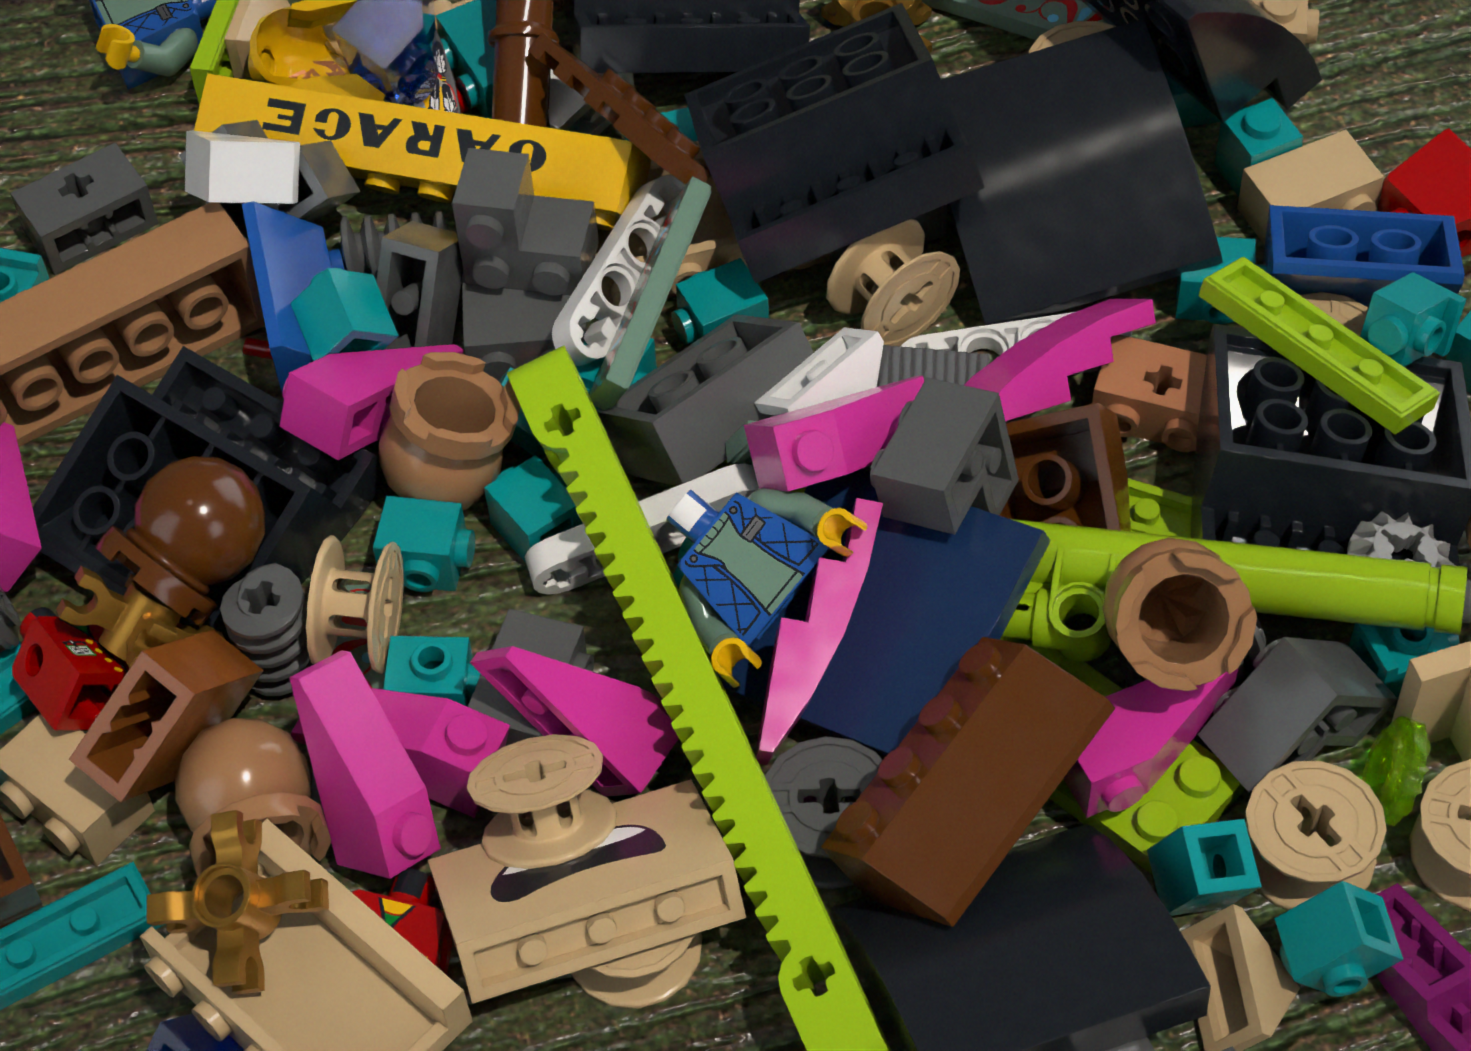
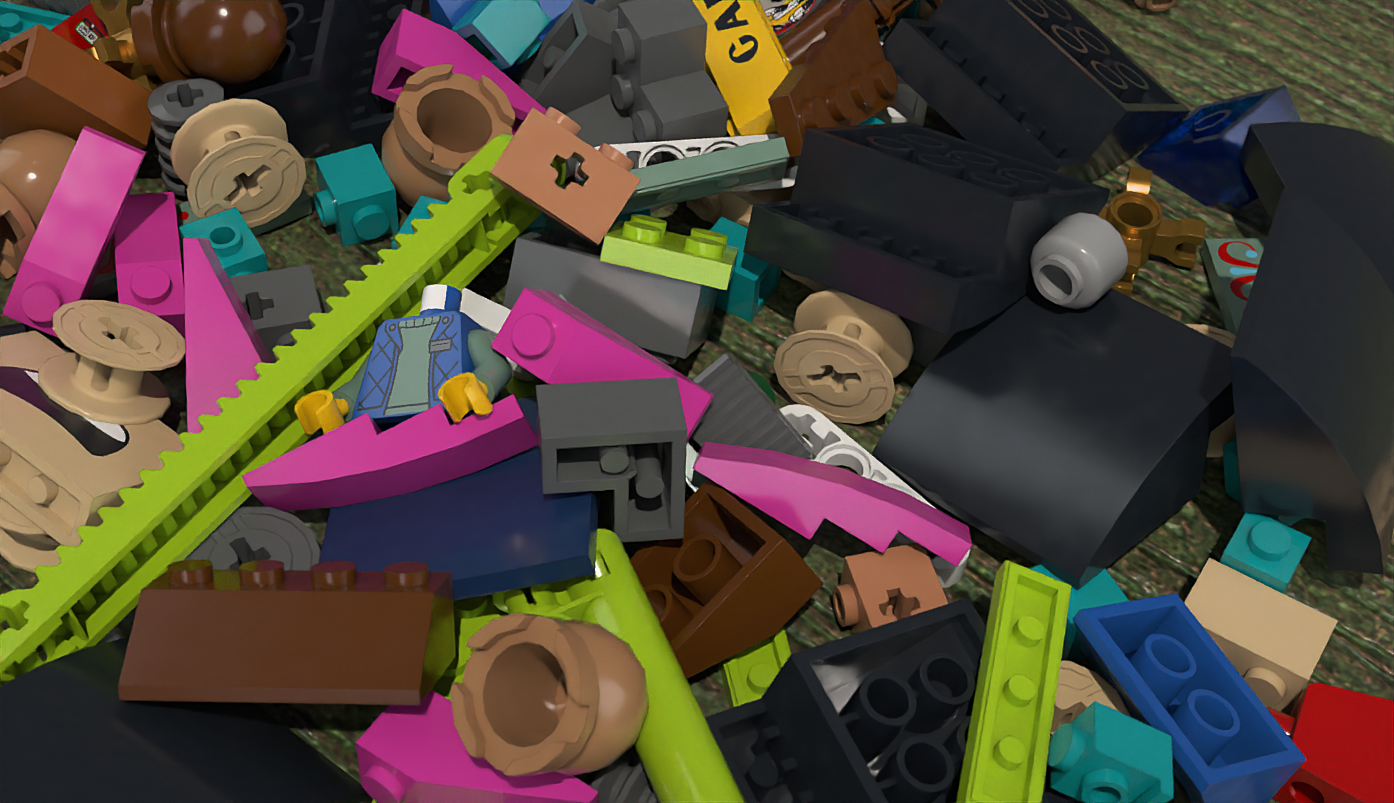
camera: 50 degrees right, 5 degrees down
(630, 346) = (582, 209): none -> nougat brick
(732, 329) = (648, 247): none -> lime plate
(837, 369) = (673, 340): white slope -> none
(973, 63) = (1078, 260): none -> light grey head

